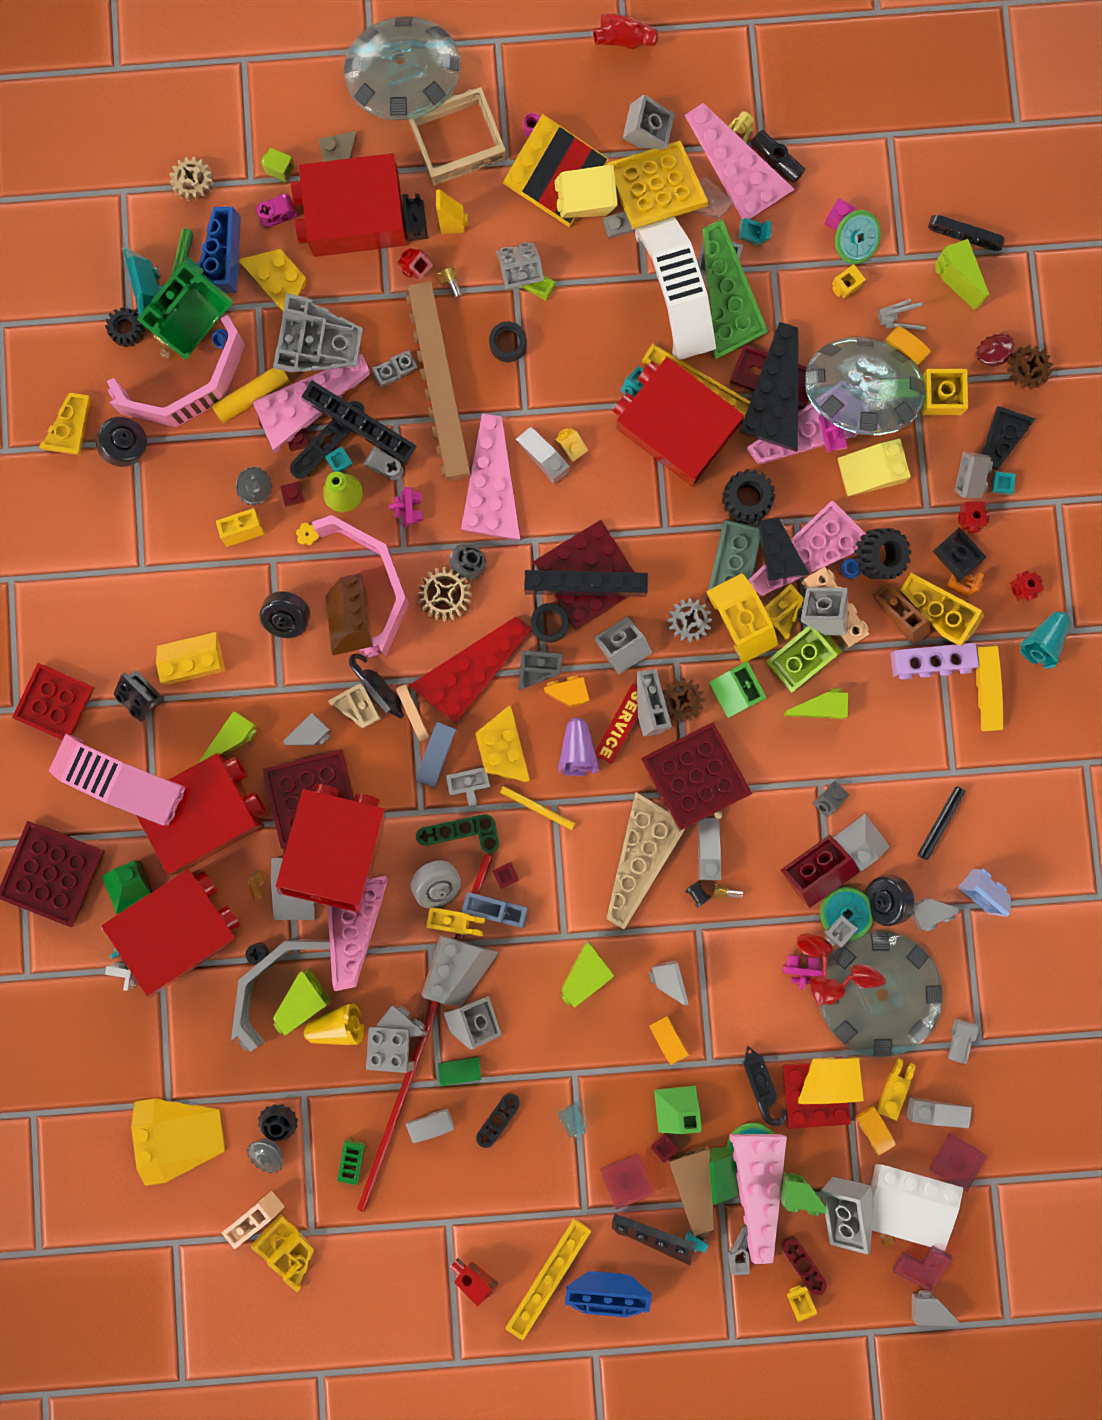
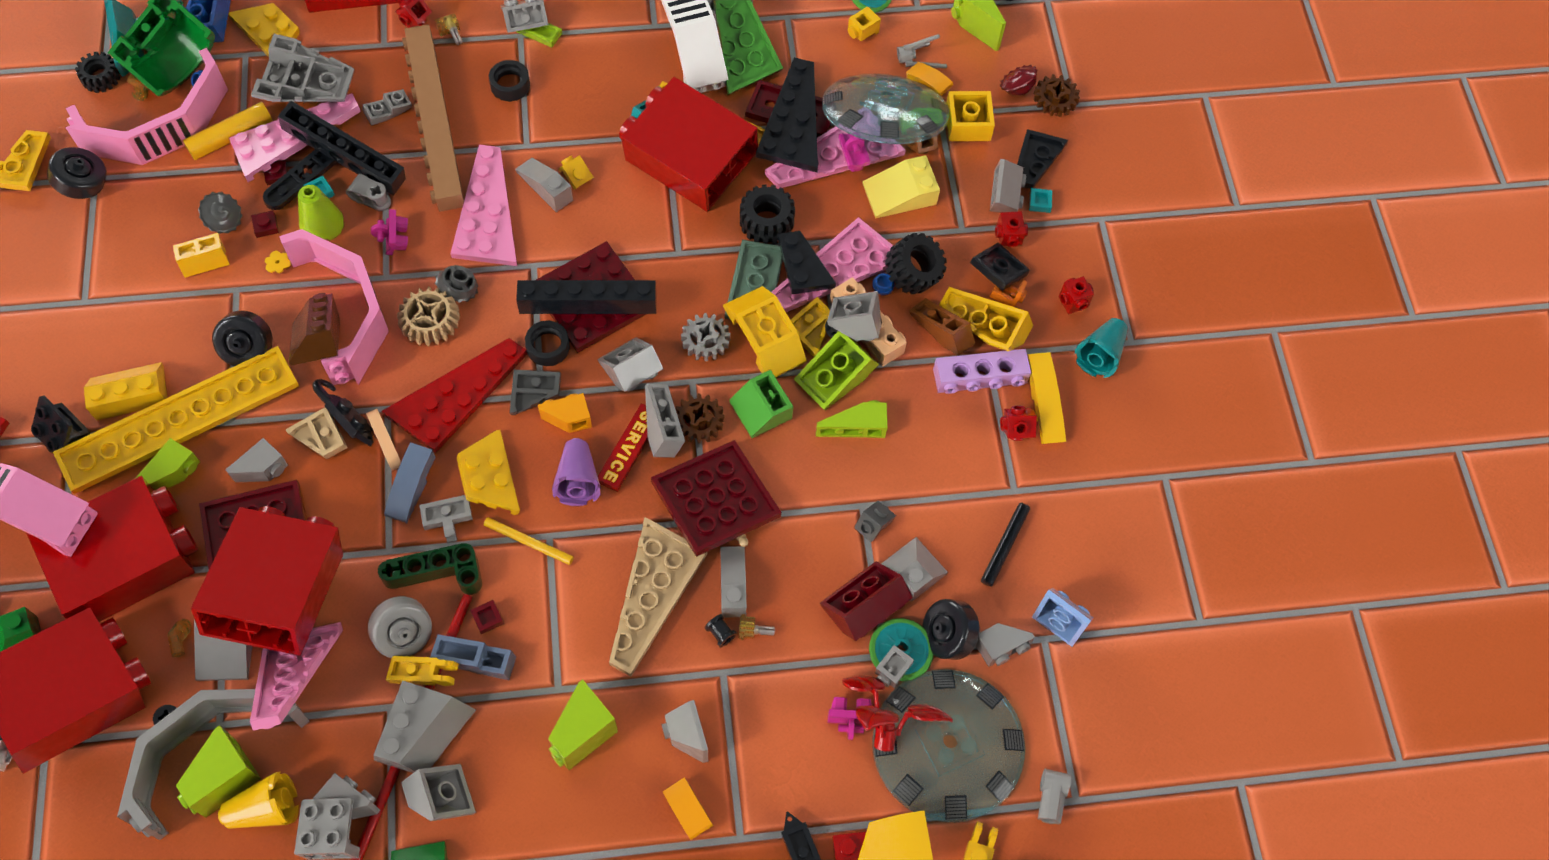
camera: 10 degrees left, 20 degrees down
(235, 688) = (176, 417): none -> yellow plate
(963, 713) = (1019, 423): none -> red brick

